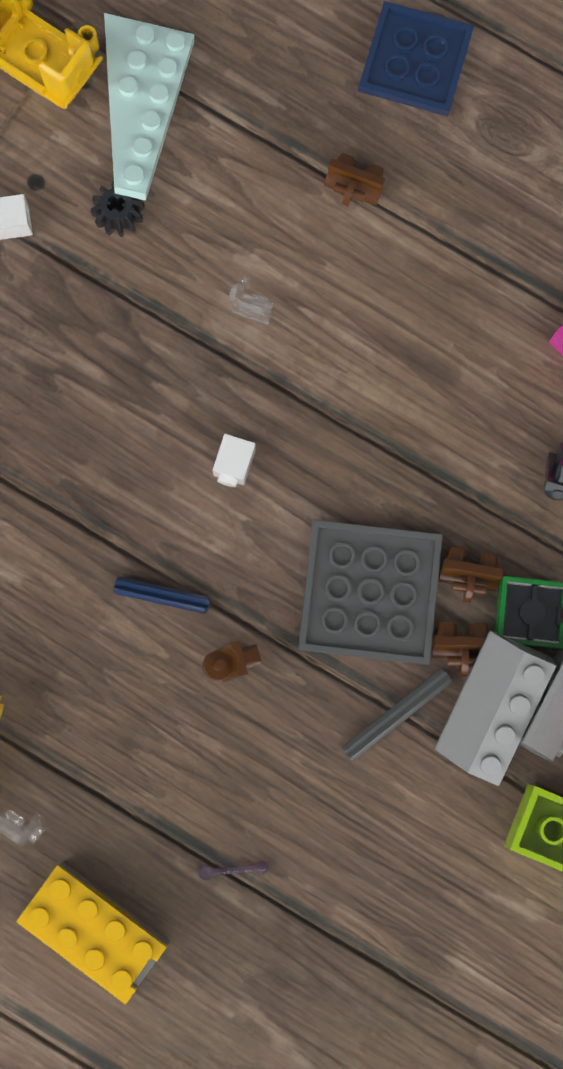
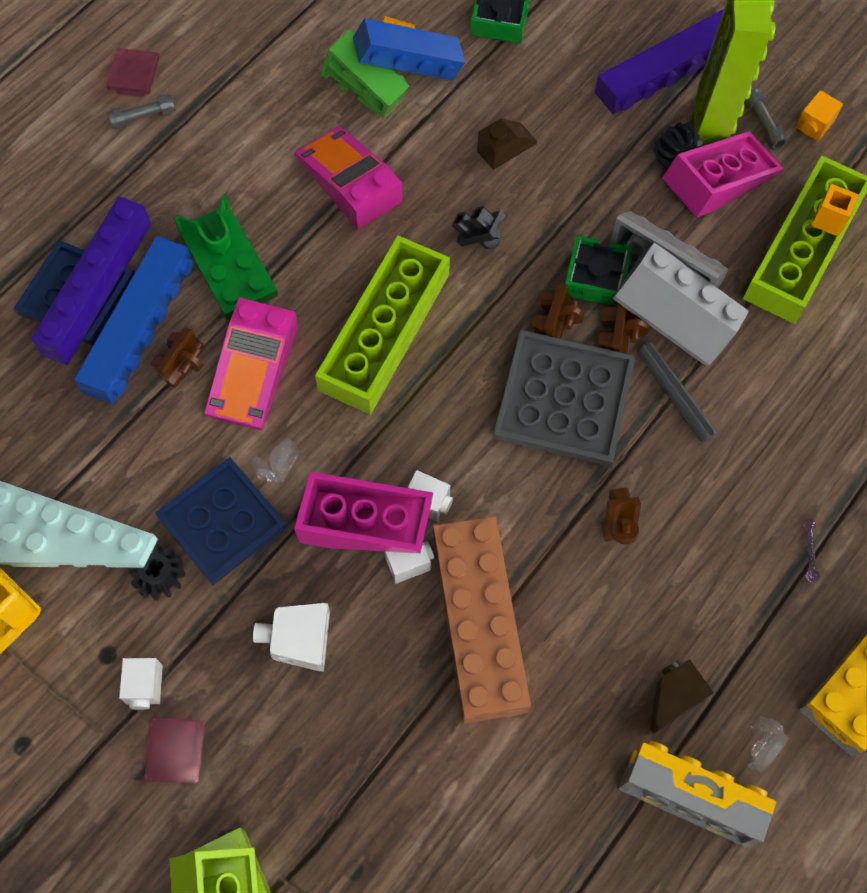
camera: 80 degrees left, 15 degrees down
(58, 735) = (677, 693): none -> dark brown slope
(71, 355) = (297, 635): none -> white torso
(108, 529) = (480, 620): none -> nougat brick
(161, 595) = (547, 581): dark blue axle -> none
(165, 450) = (408, 565): none -> white brick
(181, 259) = (221, 520): none -> dark blue plate
(196, 395) = (362, 515): none -> dark pink slope
(359, 256) = (251, 363): none -> slope
(392, 127) = (134, 321): none -> blue brick
(423, 71) = (92, 281): none -> dark purple brick
(424, 385) = (383, 325): none -> lime brick
(483, 207) = (226, 258): none -> green plate

